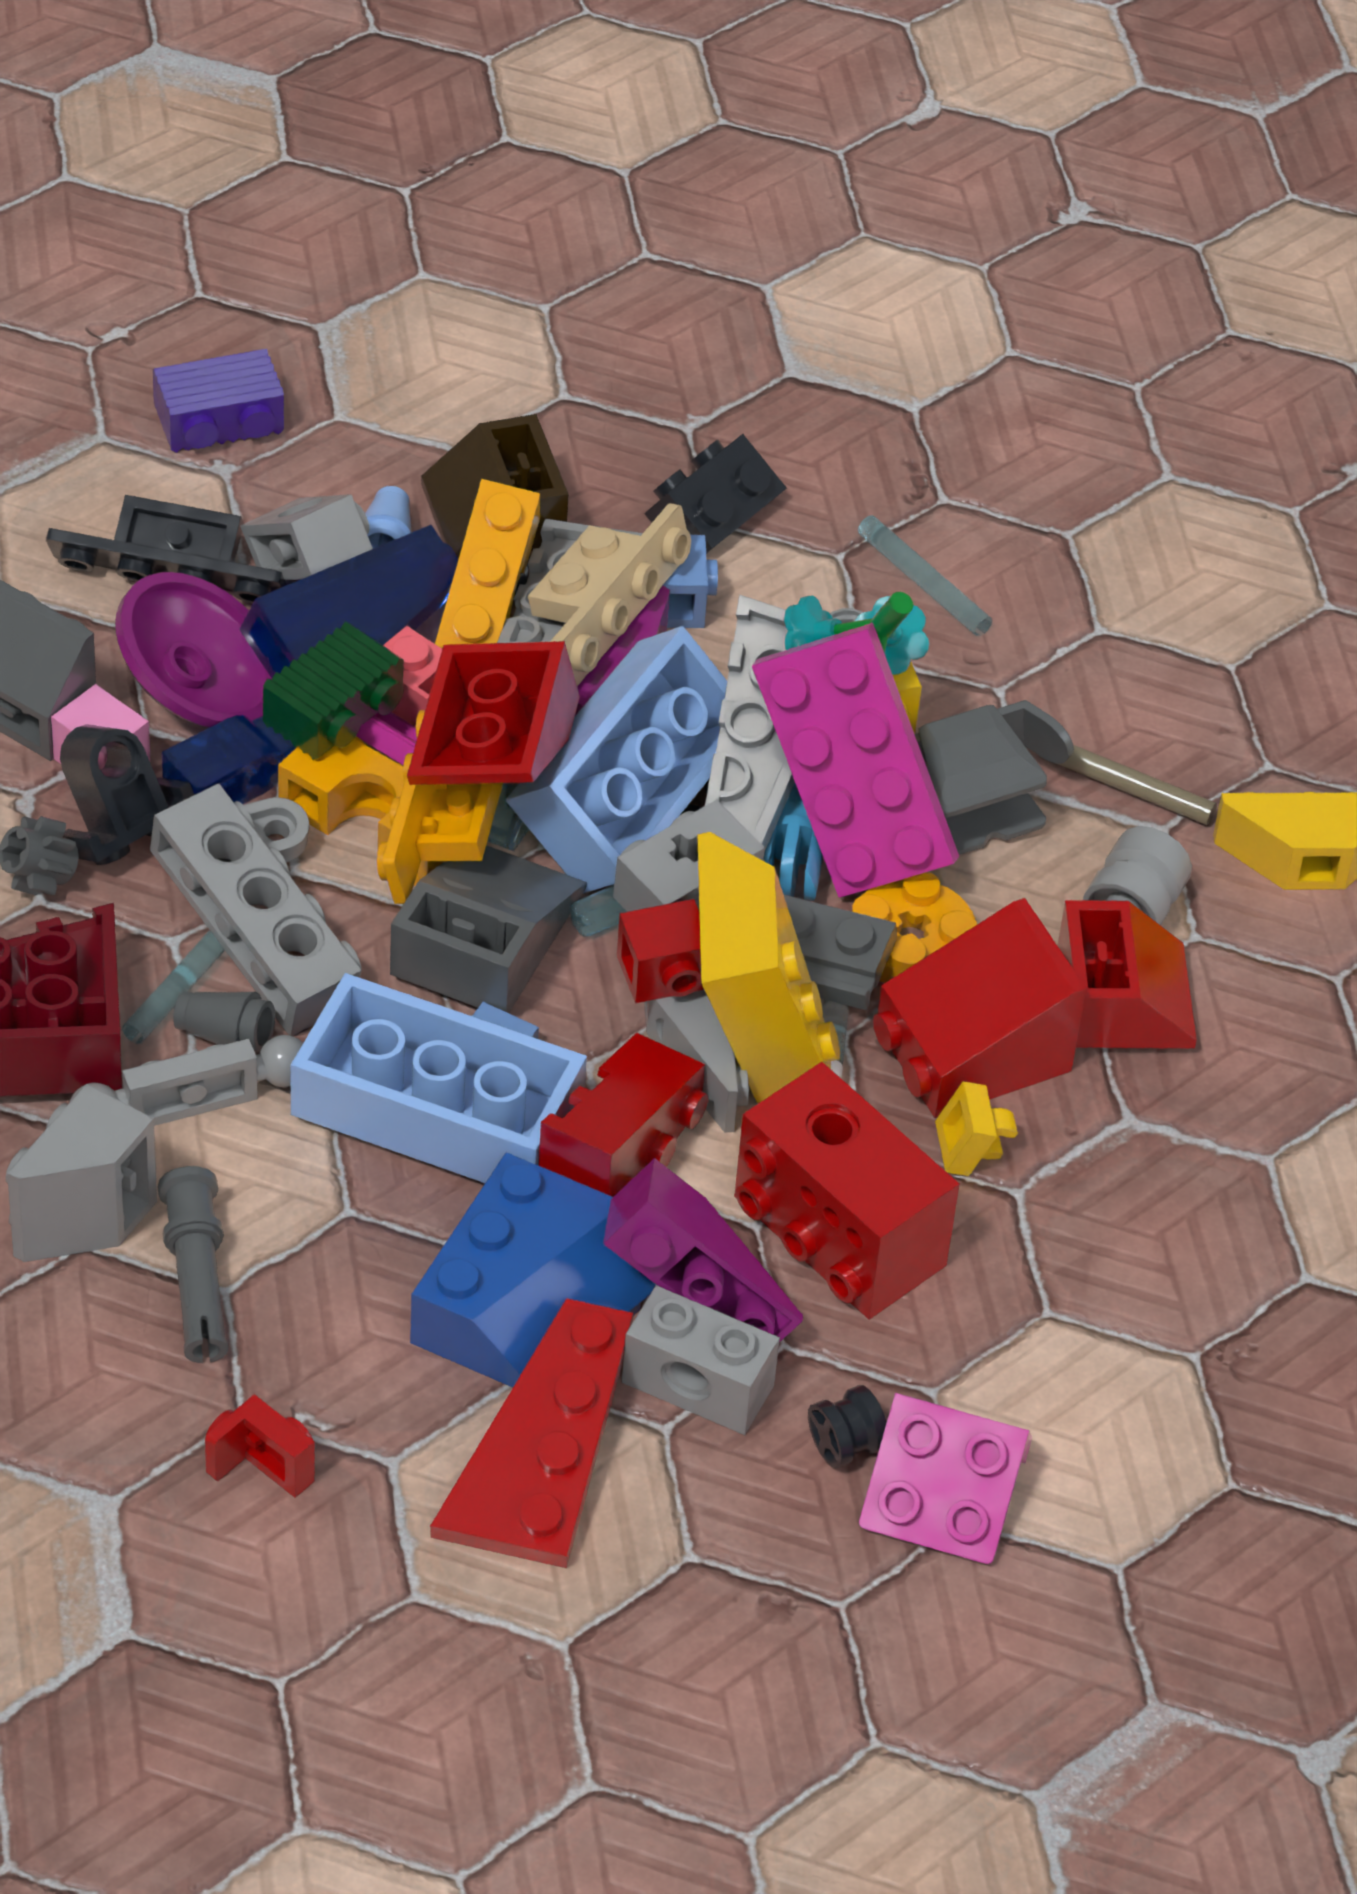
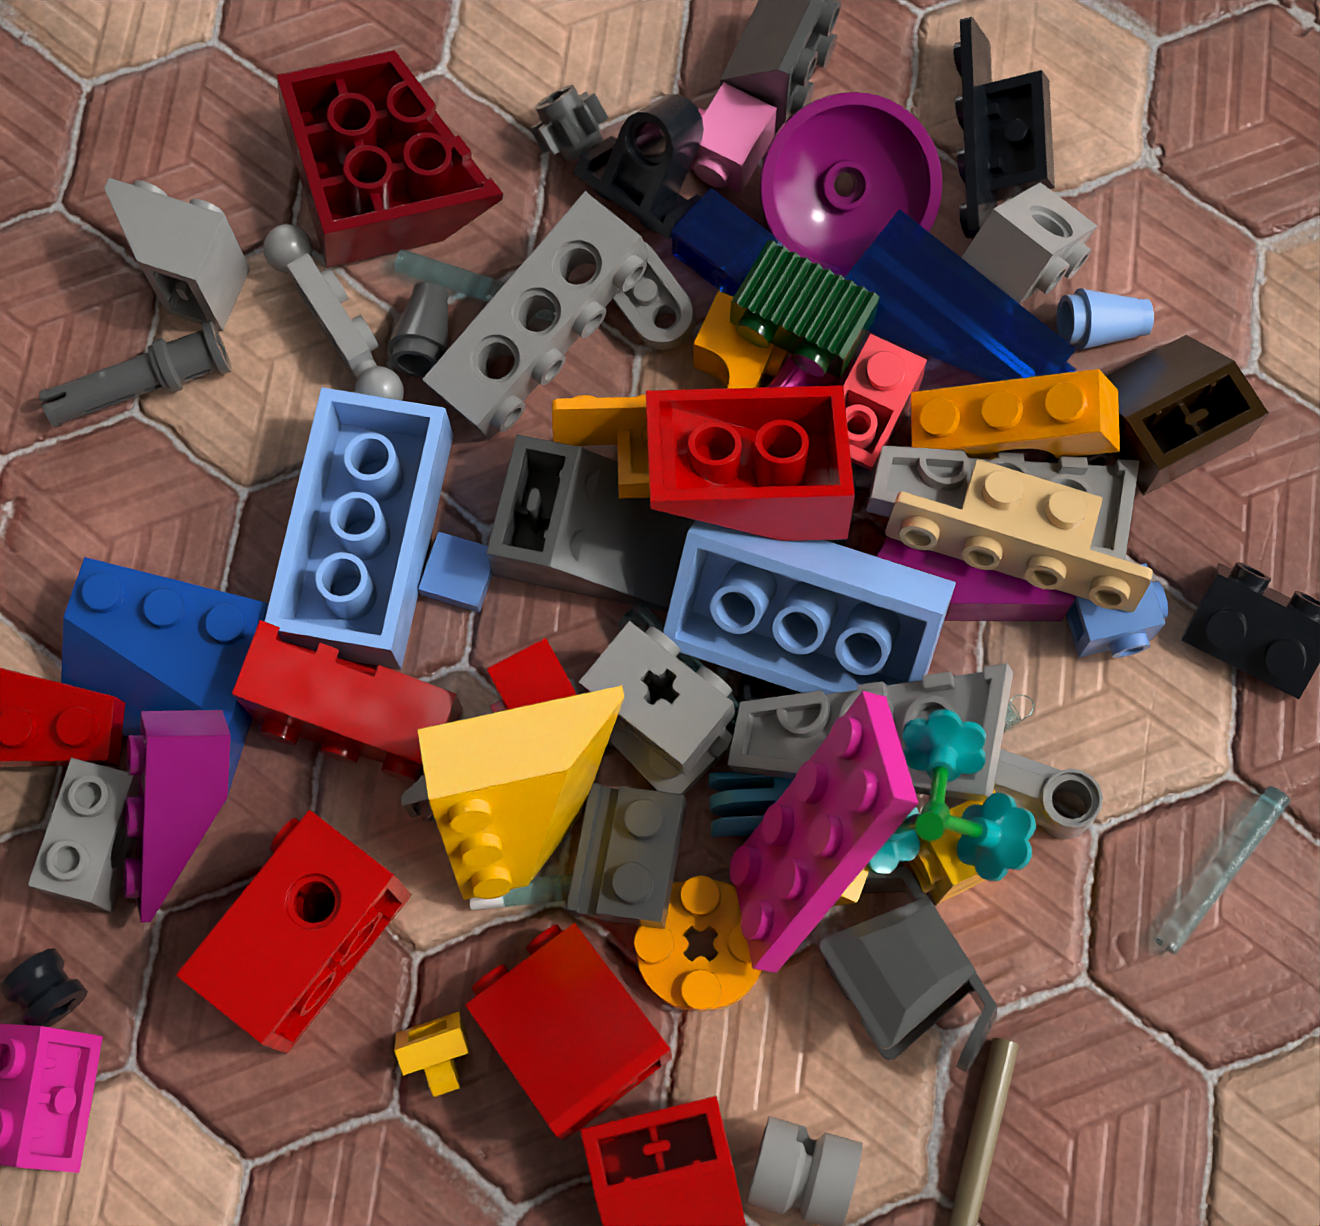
camera: 85 degrees right, 25 degrees up
(218, 400) = (1221, 123): dark purple brick -> none

